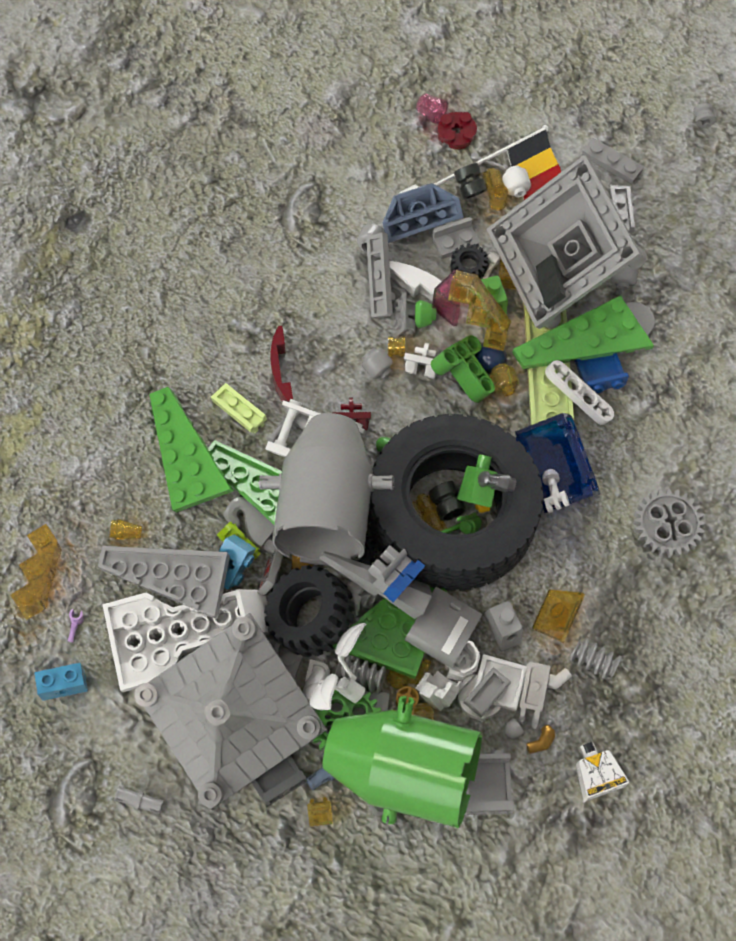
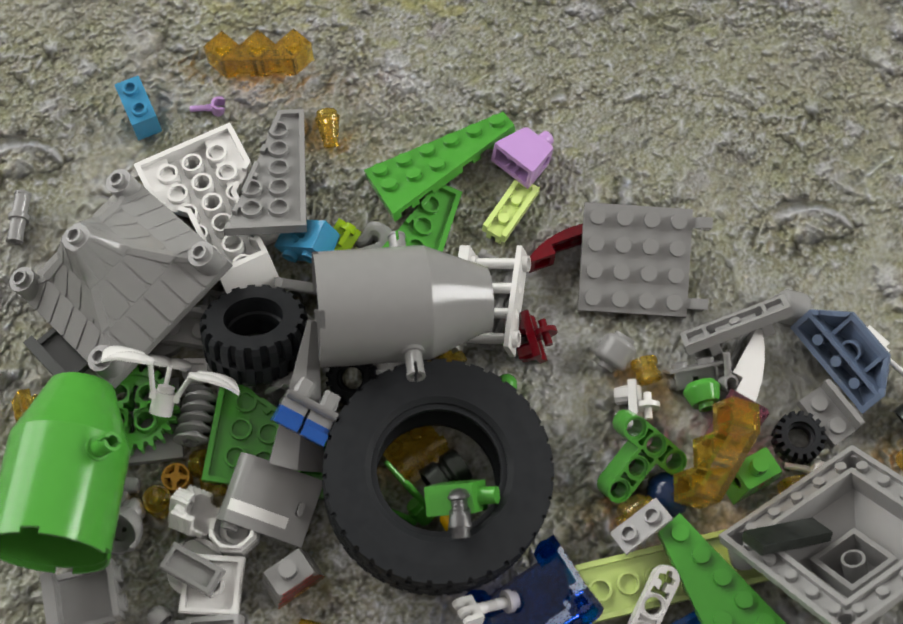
camera: 80 degrees right, 0 degrees up
(197, 385) = (524, 154): none -> lavender torso
(309, 327) = (637, 259): none -> light grey plate
(418, 294) = (733, 380): none -> light grey hand
(518, 375) = (641, 526): none -> light grey hinge

